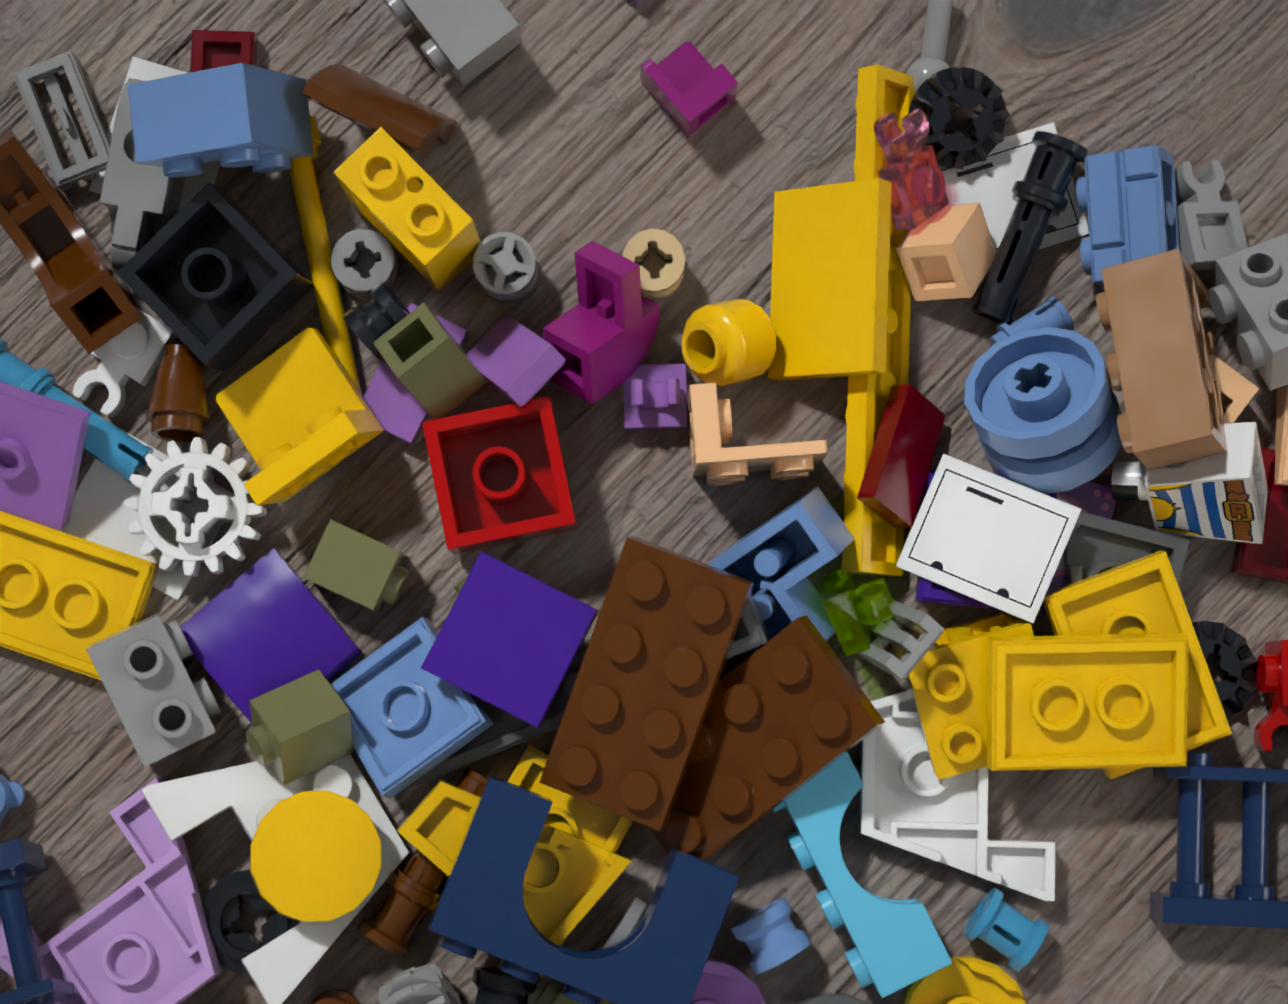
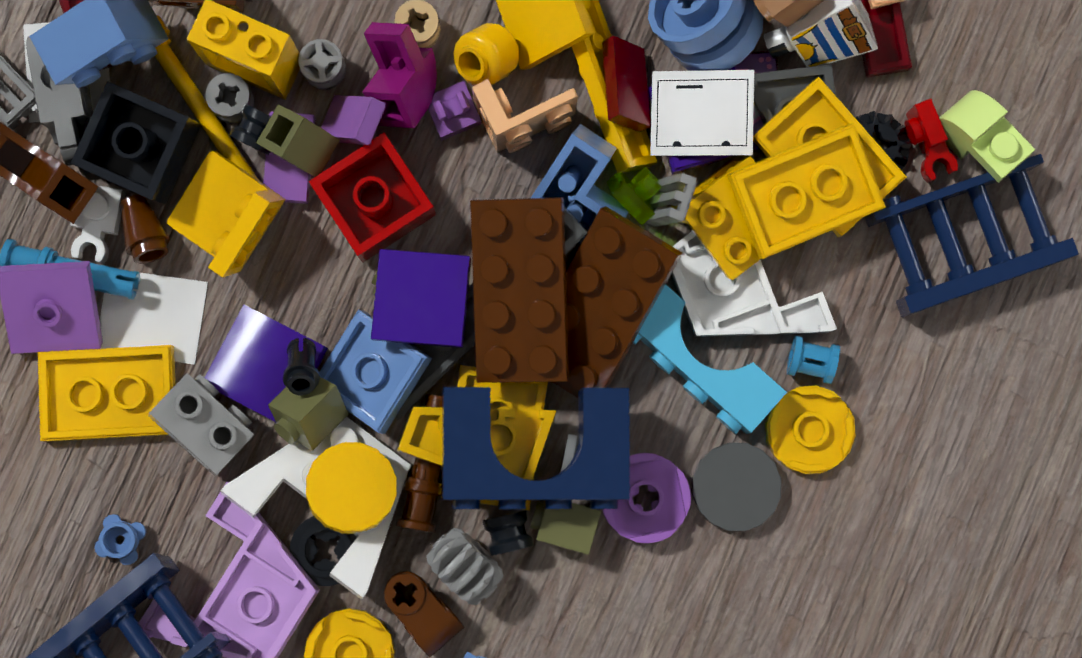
camera: 25 degrees left, 0 degrees up
(193, 537) = (163, 303): white gear -> none
(309, 679) = (301, 374): none -> black pin
(358, 567) = (303, 294): olive brick -> none
(770, 935) = (664, 423): medium blue wheel -> none

